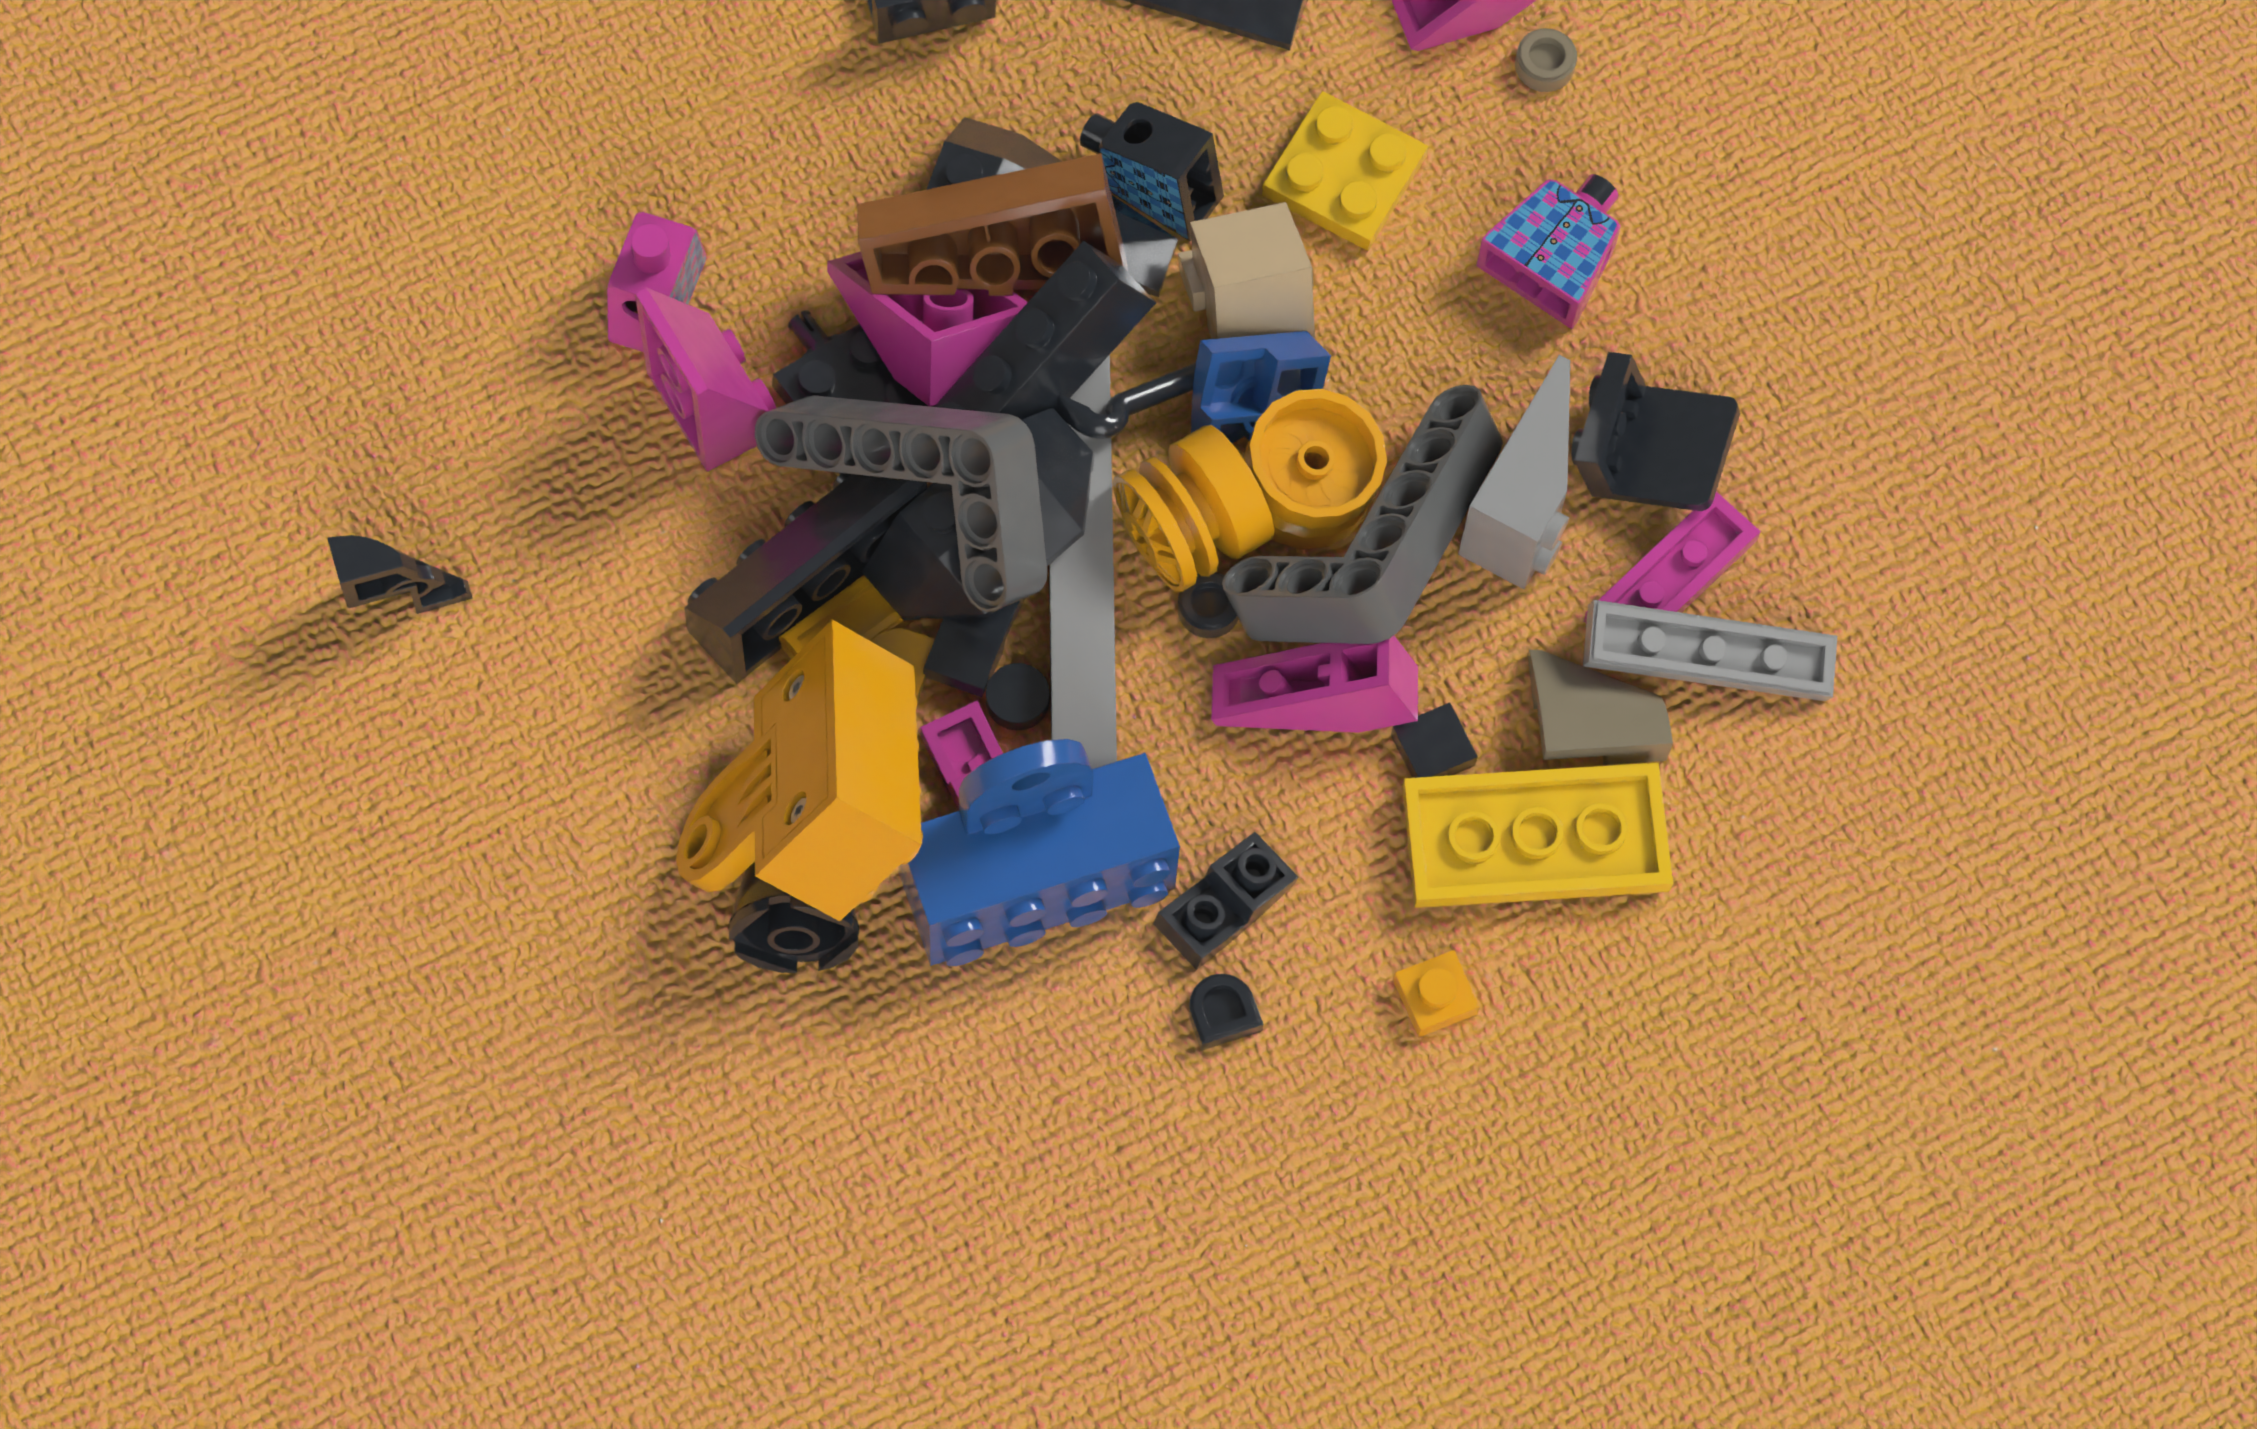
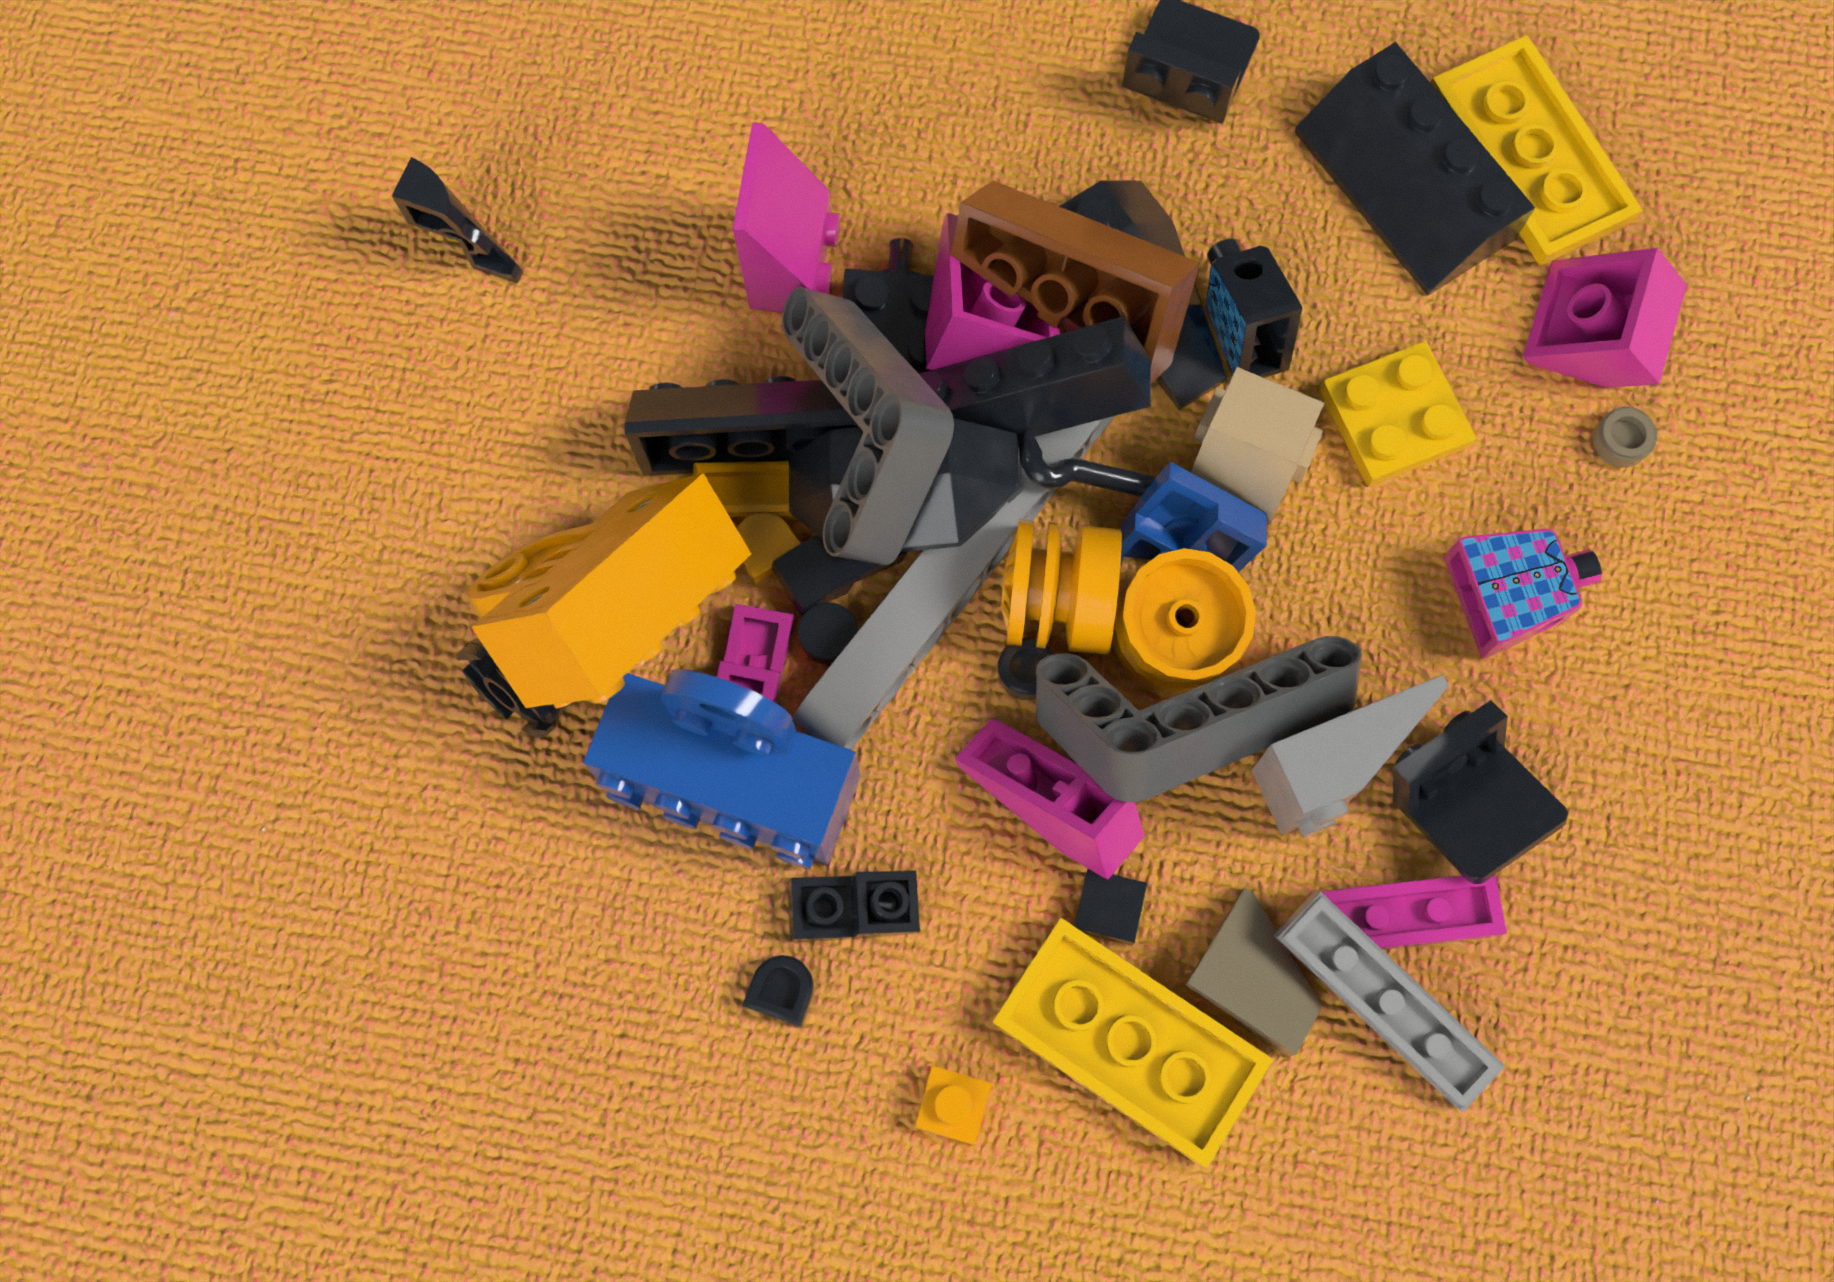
camera: 45 degrees right, 5 degrees up
(654, 256) = (823, 131): dark pink torso -> none

